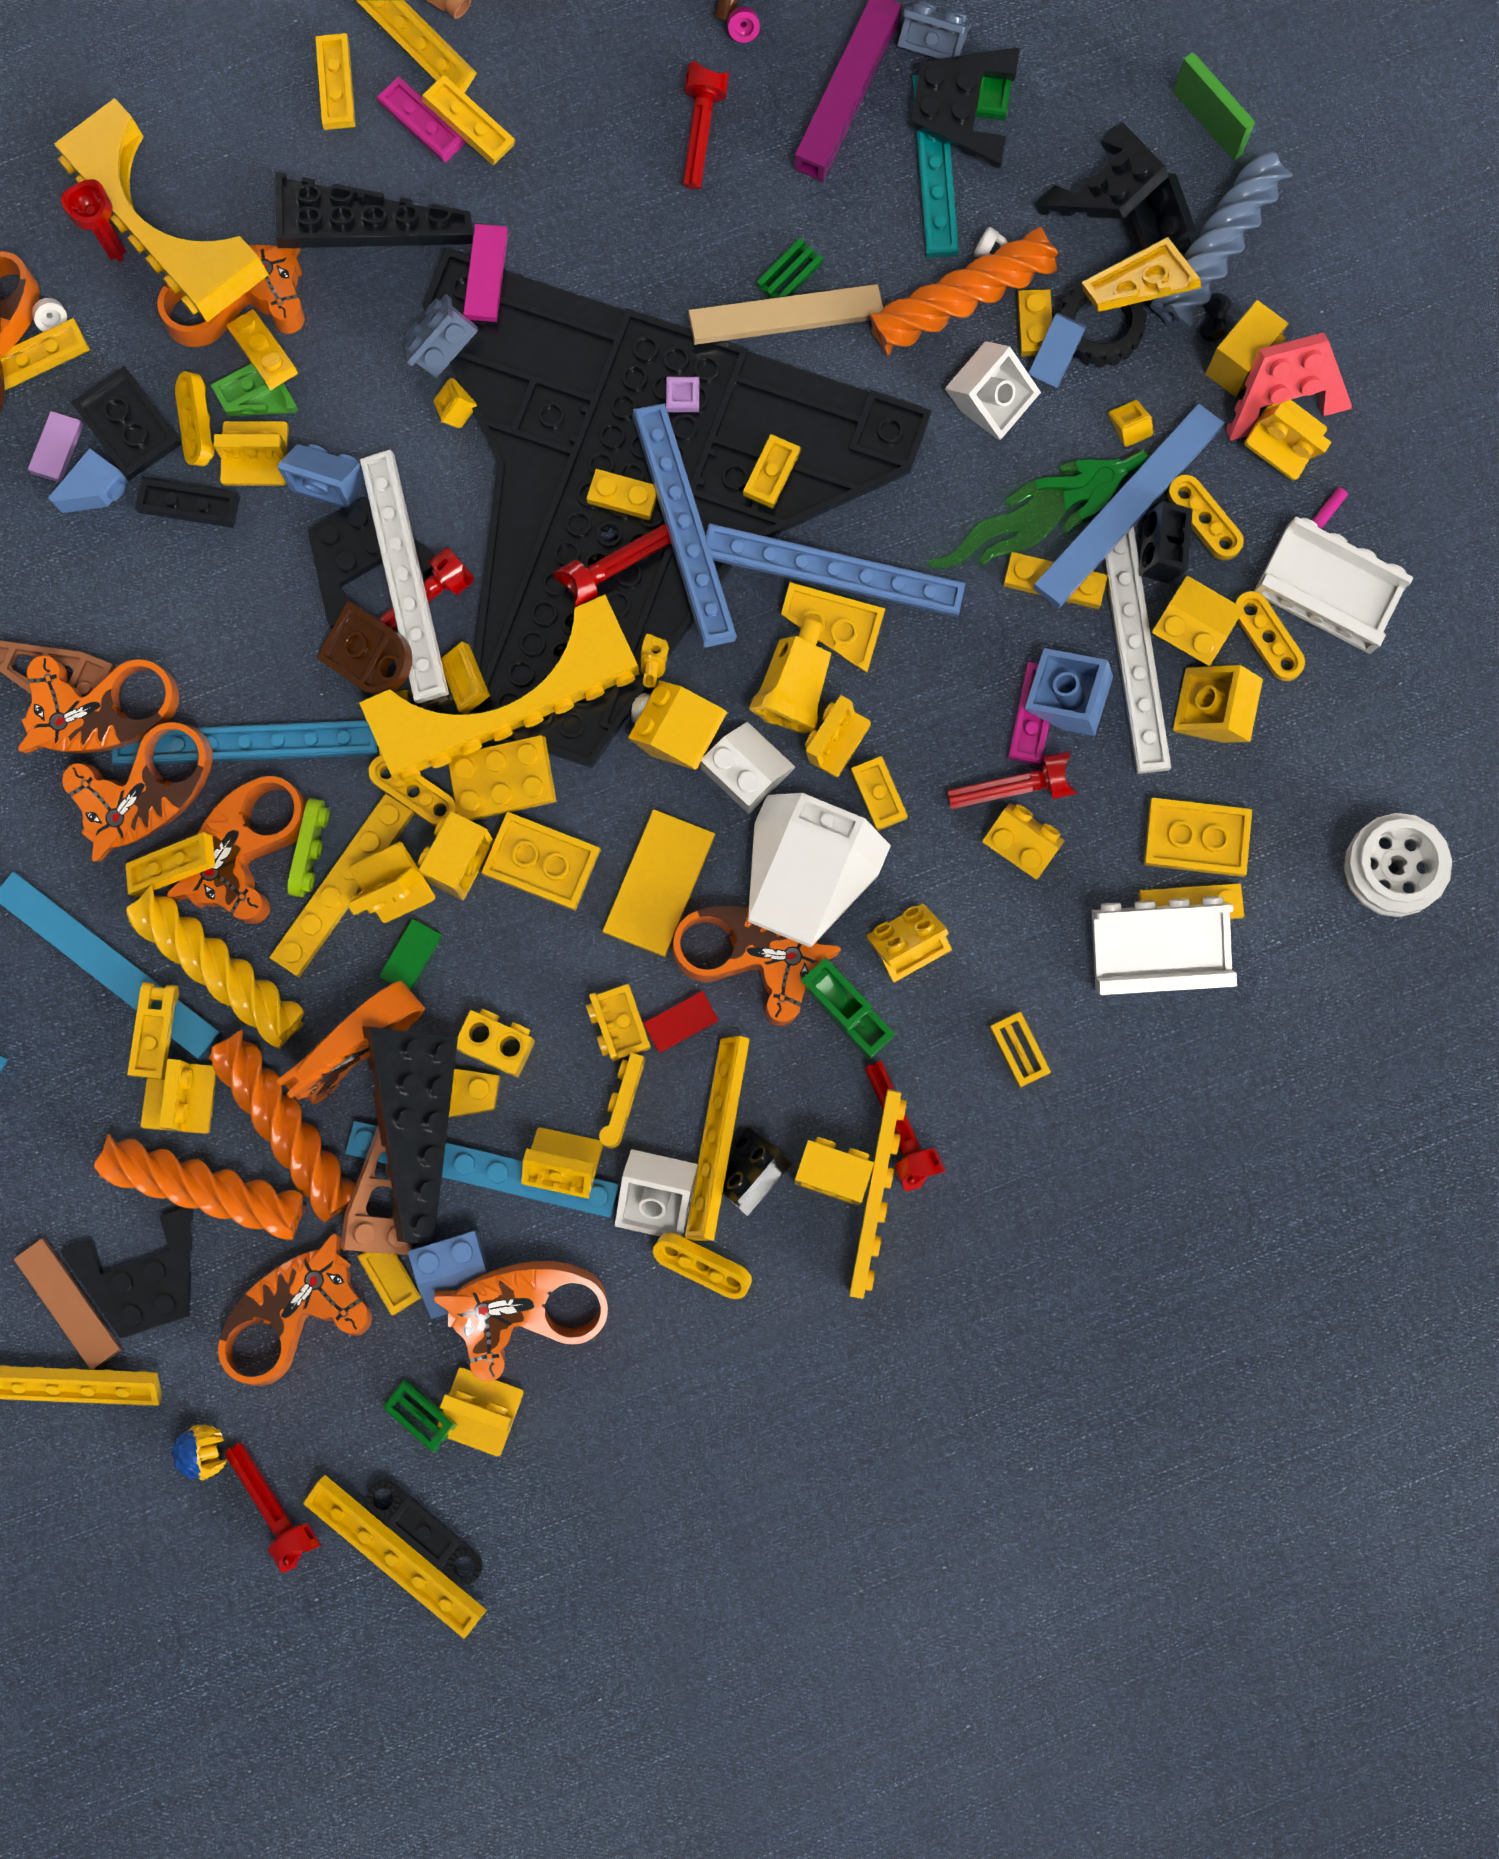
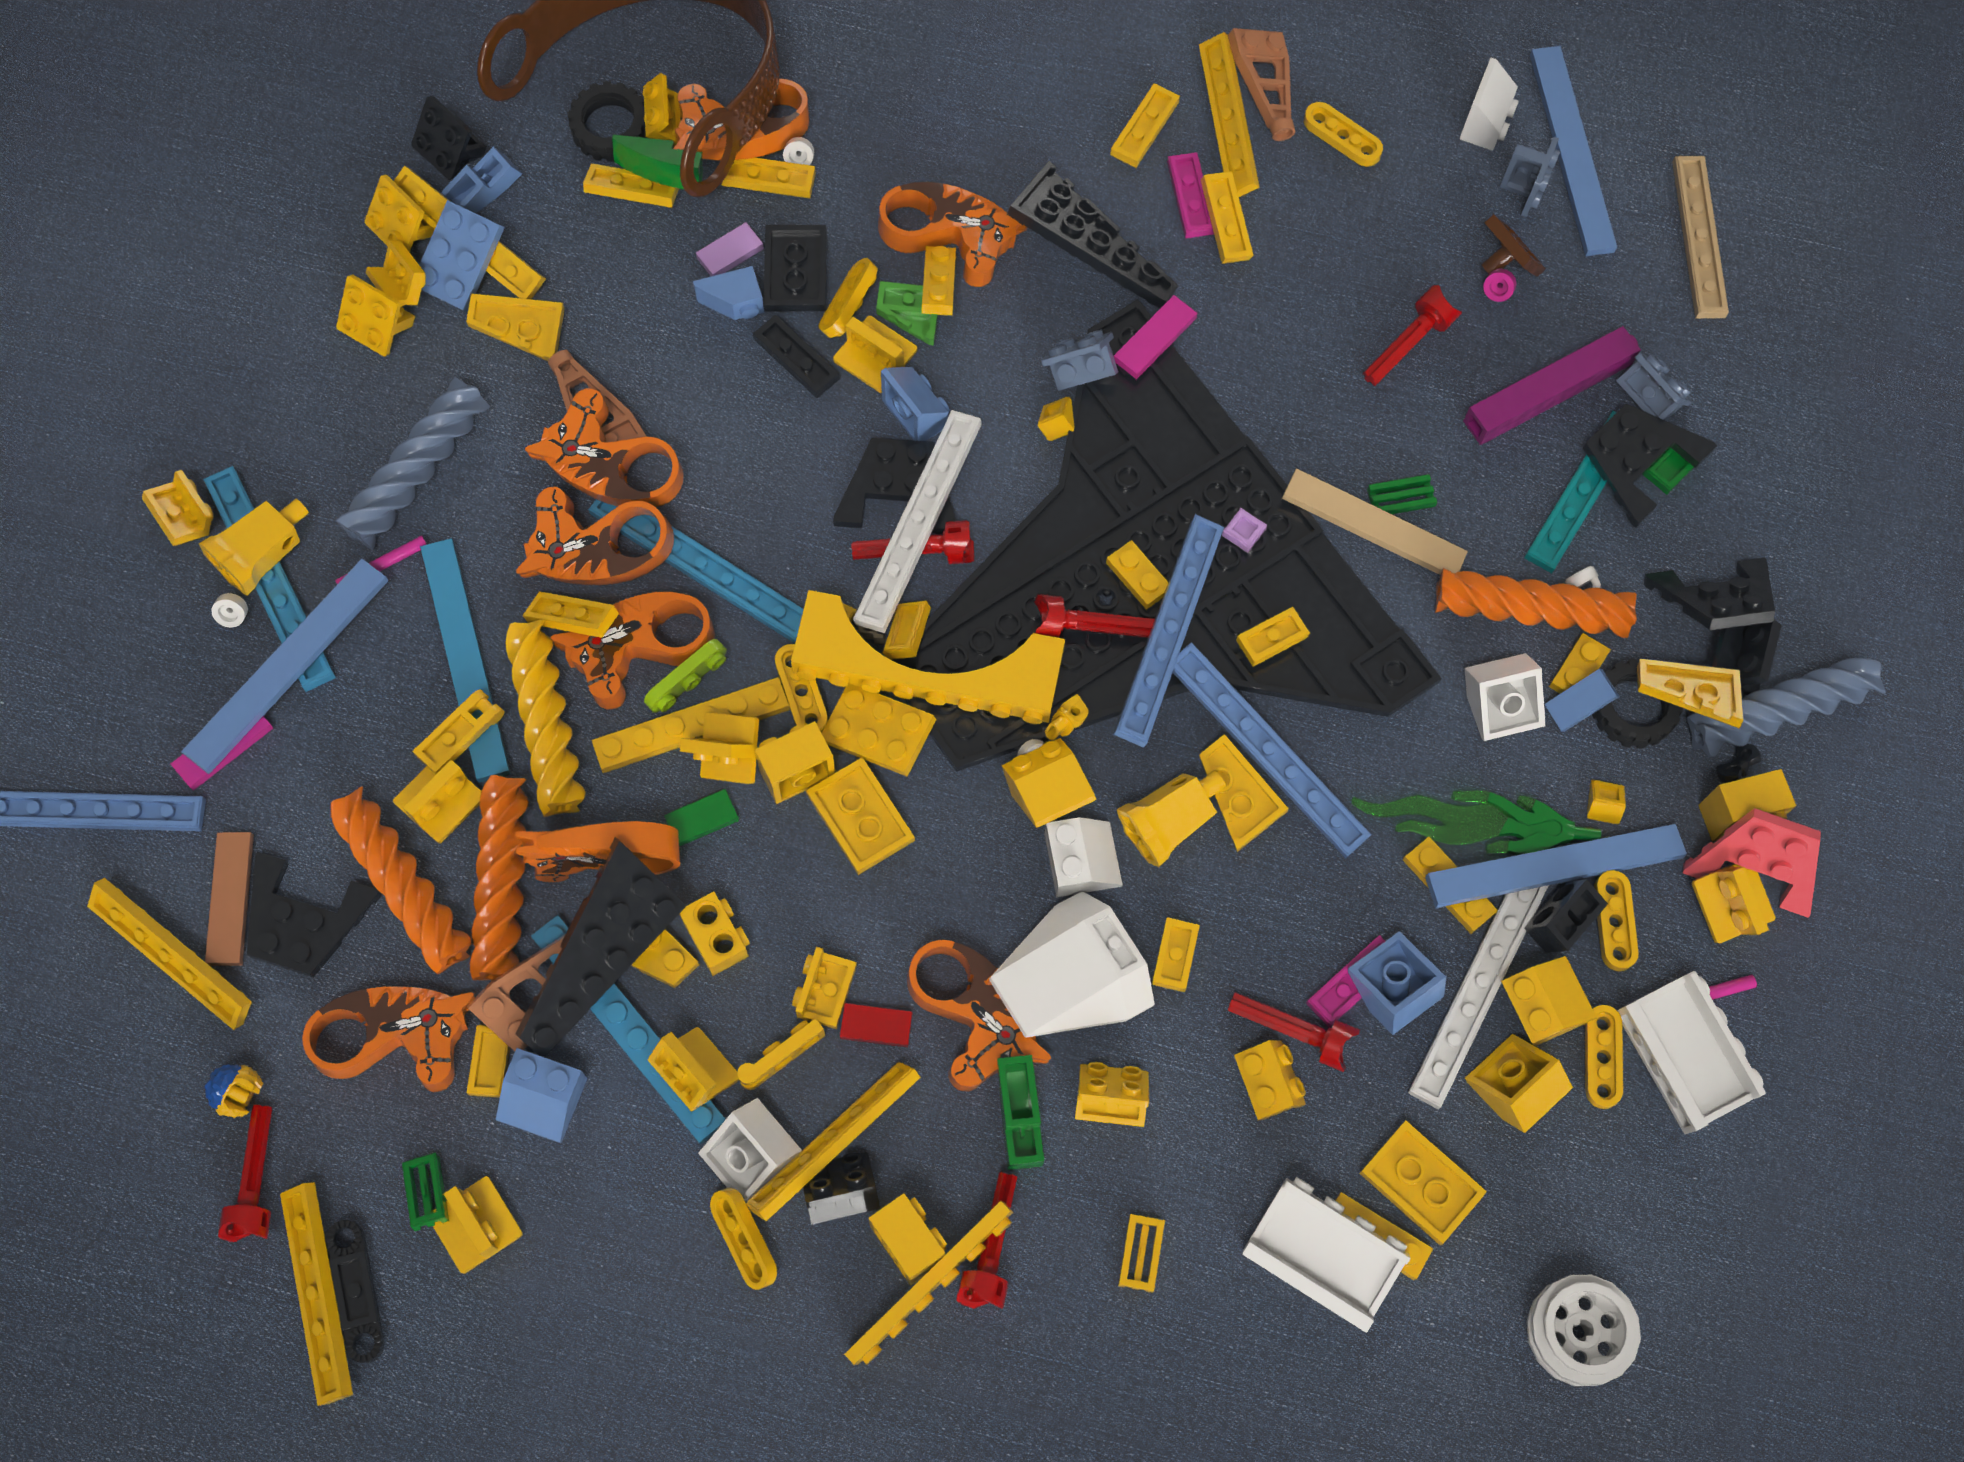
camera: 30 degrees right, 10 degrees down
(90, 210) = (883, 89): red piece -> none
(205, 272) = (935, 193): yellow arch -> none
(363, 649) = (844, 554): reddish brown tile -> none
(510, 1297) = (571, 1147): orange animal -> none
(659, 883) = (942, 900): yellow tile -> none
(837, 737) = (1173, 883): yellow bracket -> none
(1213, 106) = (1852, 594): bright green tile -> none

